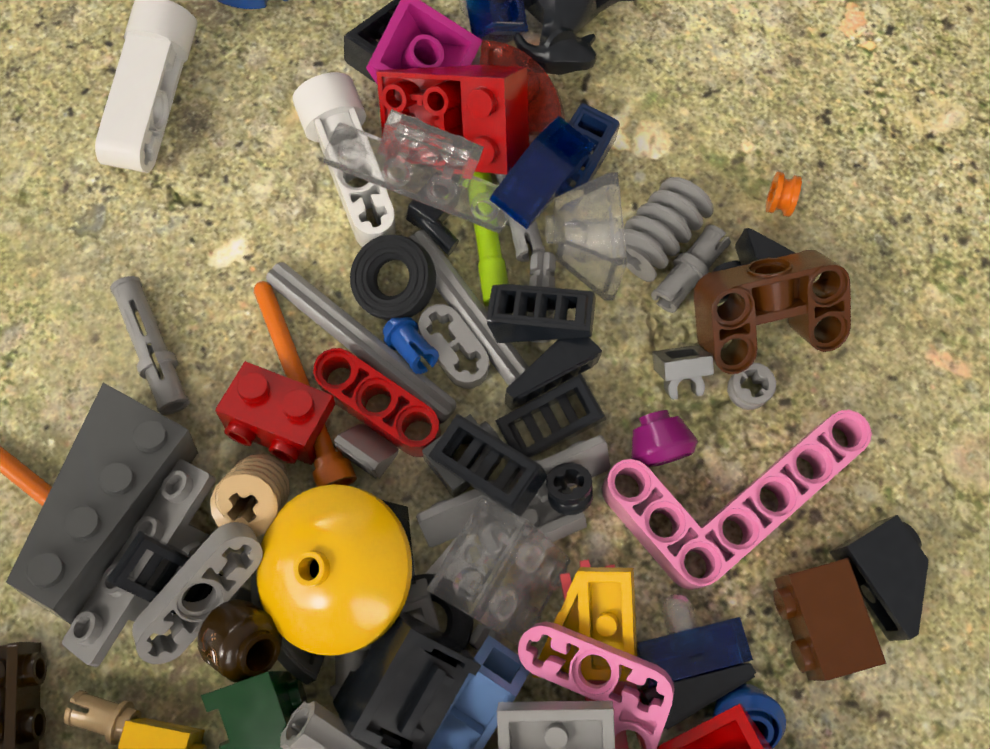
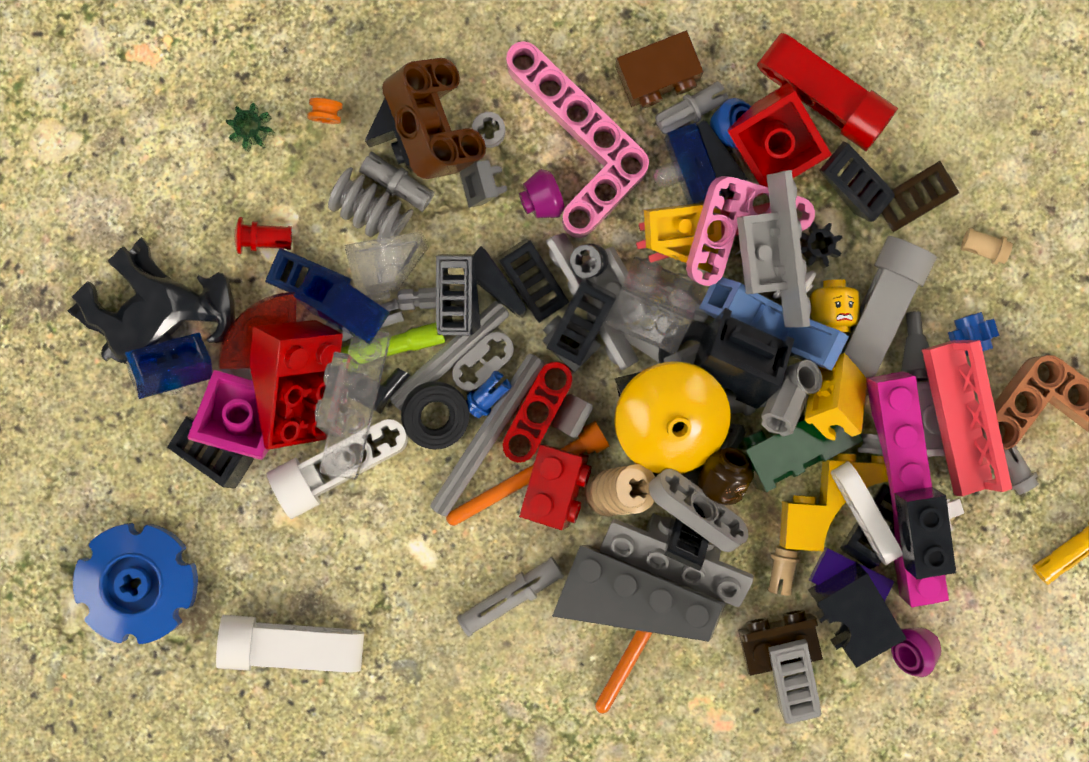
camera: 90 degrees left, 15 degrees up
(635, 102) = (261, 236): none -> red pin
(766, 110) = (245, 118): none -> clear green gear
(772, 660) = (690, 108): none -> light grey axle
(889, 575) = (620, 27): black slope -> none

